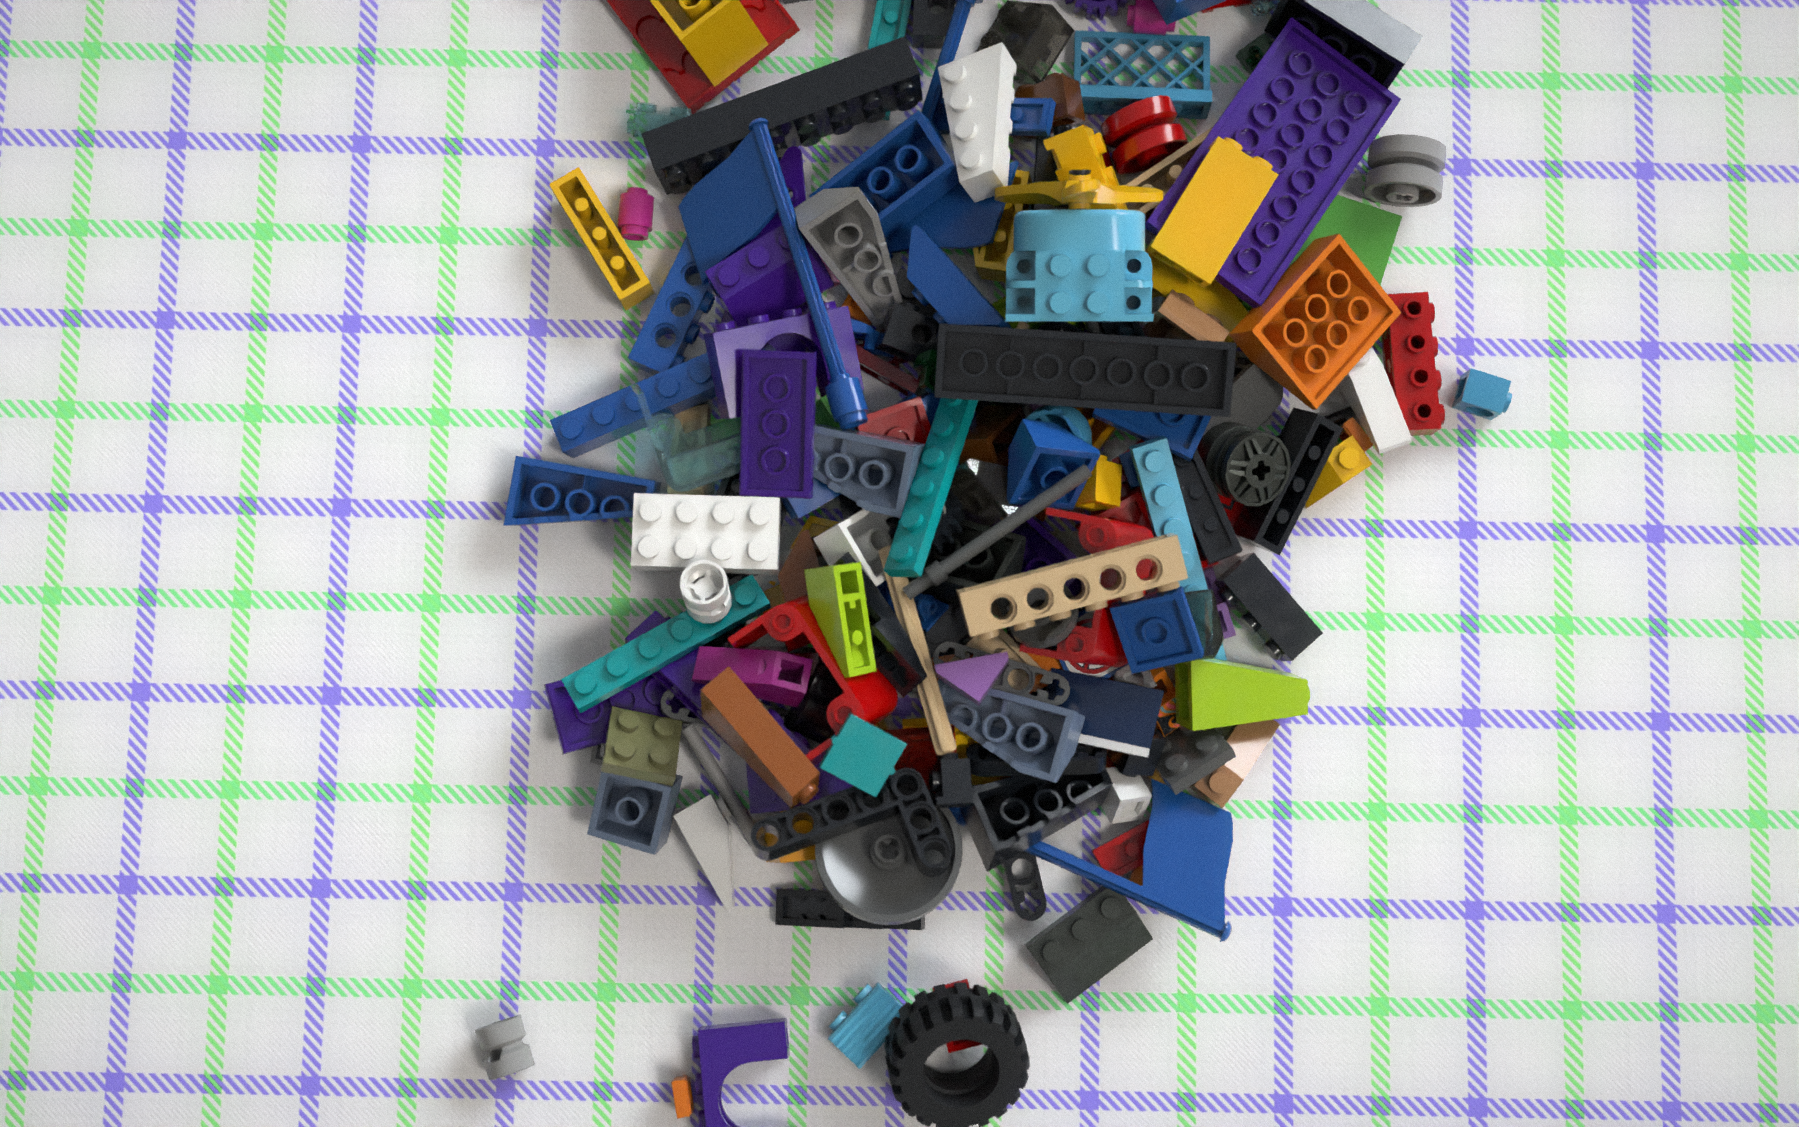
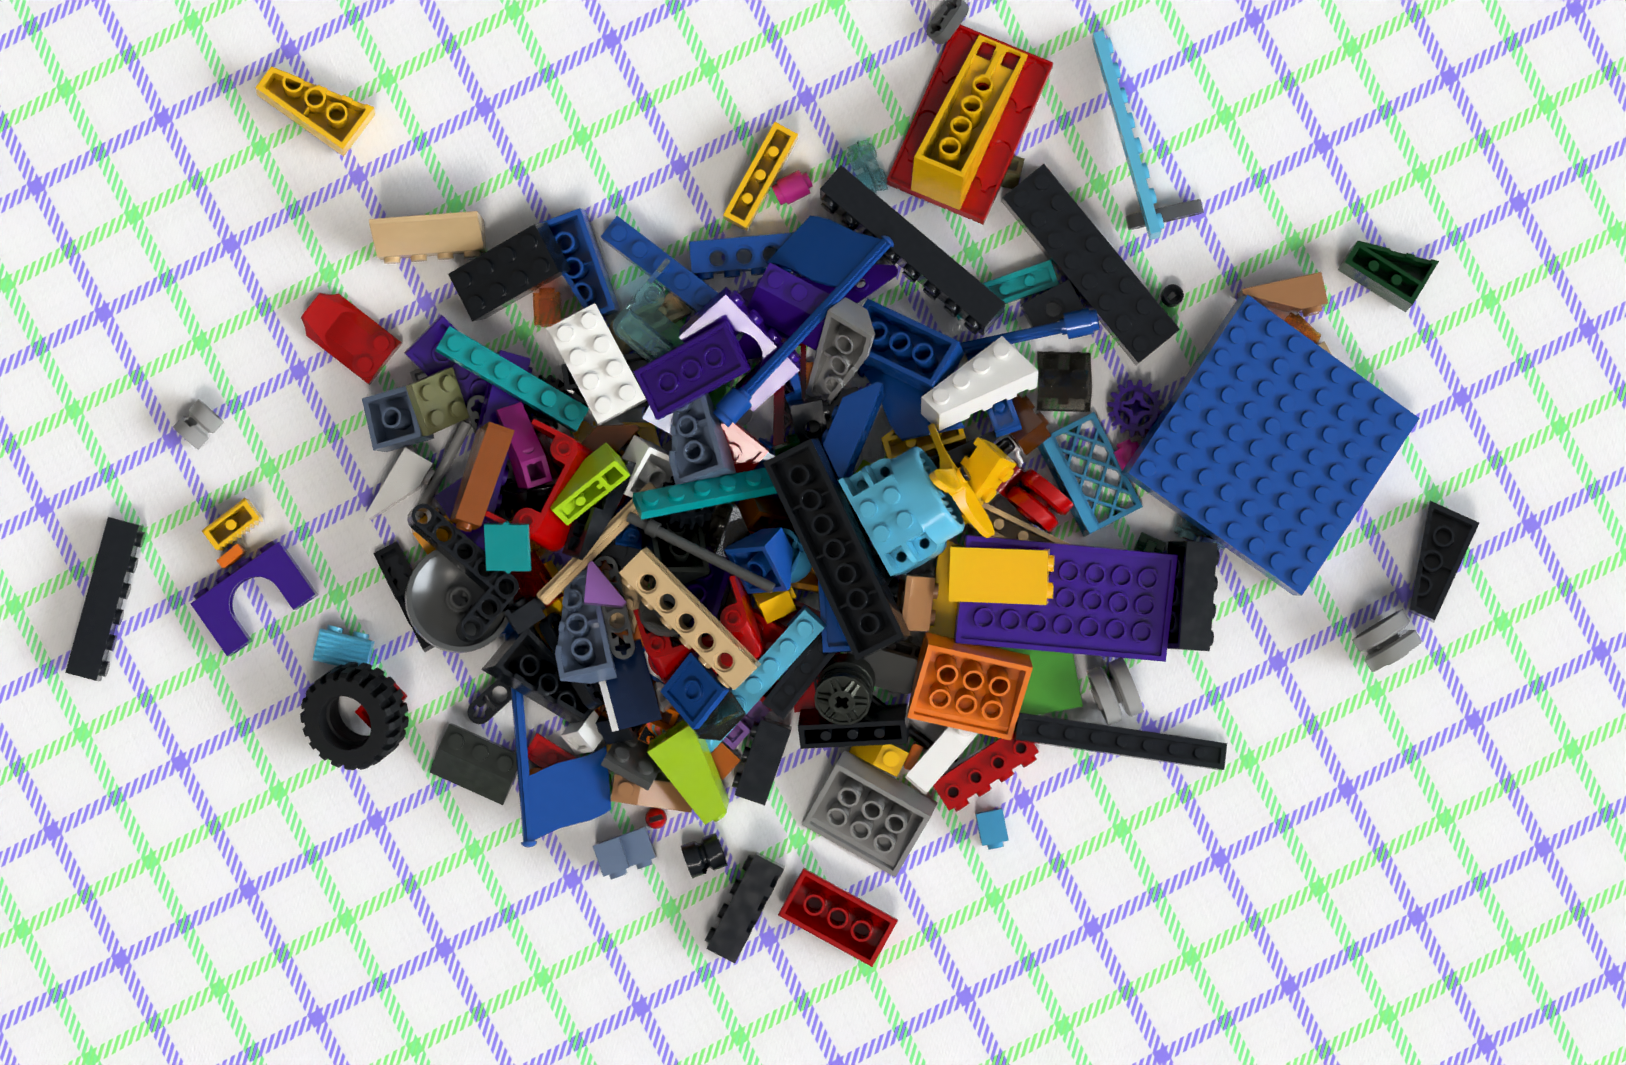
camera: 65 degrees right, 5 degrees up
(228, 694) = (325, 114): none -> yellow wedge
(443, 648) = (428, 236): none -> tan slope
(506, 809) = (349, 335): none -> red slope
(541, 578) = (509, 271): none -> black brick
(608, 562) = (547, 307): none -> clear orange brick
(646, 1074) = (232, 524): none -> yellow brick
(705, 591) = (557, 386): white wheel -> none
(1243, 651) = (724, 760): none -> orange tile
(1258, 769) = (658, 823): none -> red hinge
(1286, 826) = (625, 851): none -> sand blue brick
(1341, 736) = (704, 855): none -> black wheel
(1393, 520) = (870, 813): none -> light grey slope
(1425, 722) = (745, 907): none -> black wedge
(1464, 197) = (1120, 741): none -> black plate
(1494, 623) = (837, 917): none -> red brick

